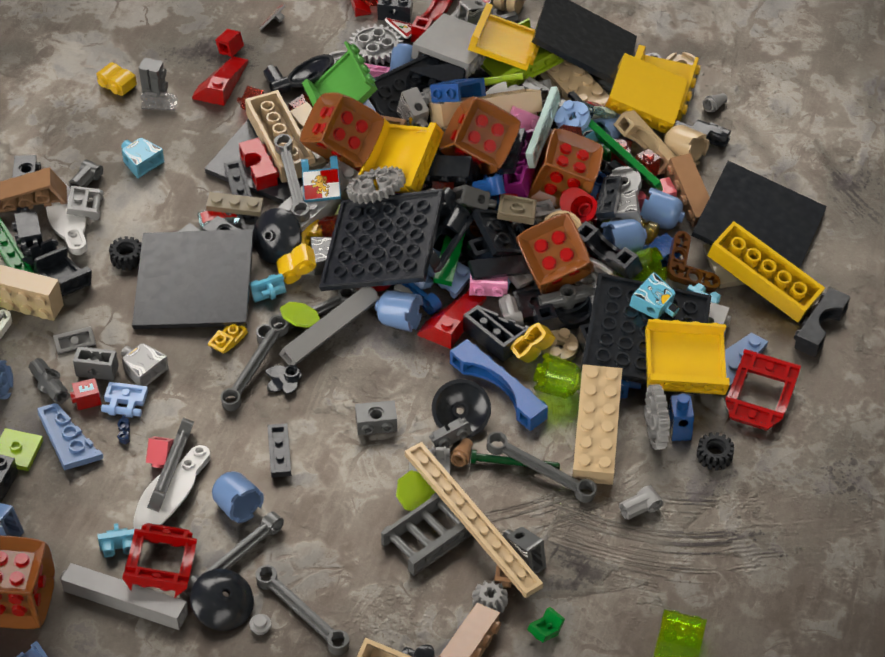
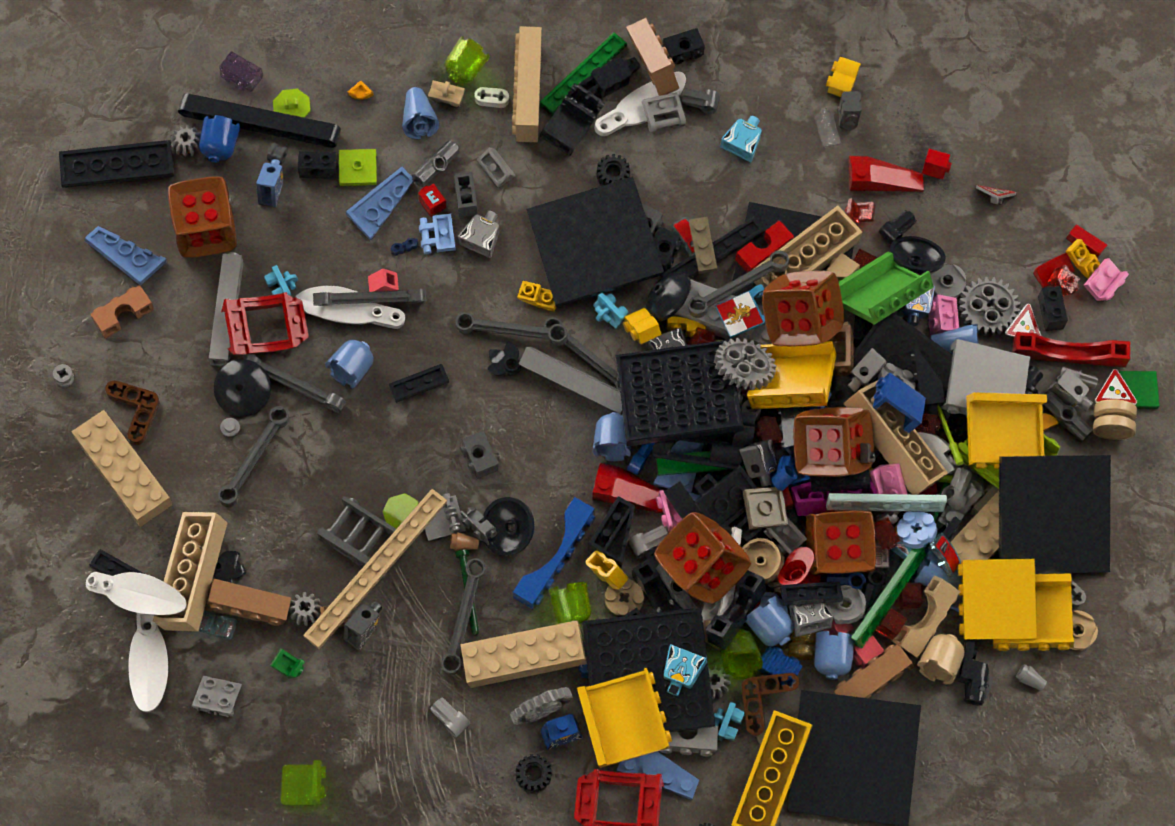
camera: 70 degrees right, 20 degrees up
(299, 314) = (576, 349): lime piece -> none

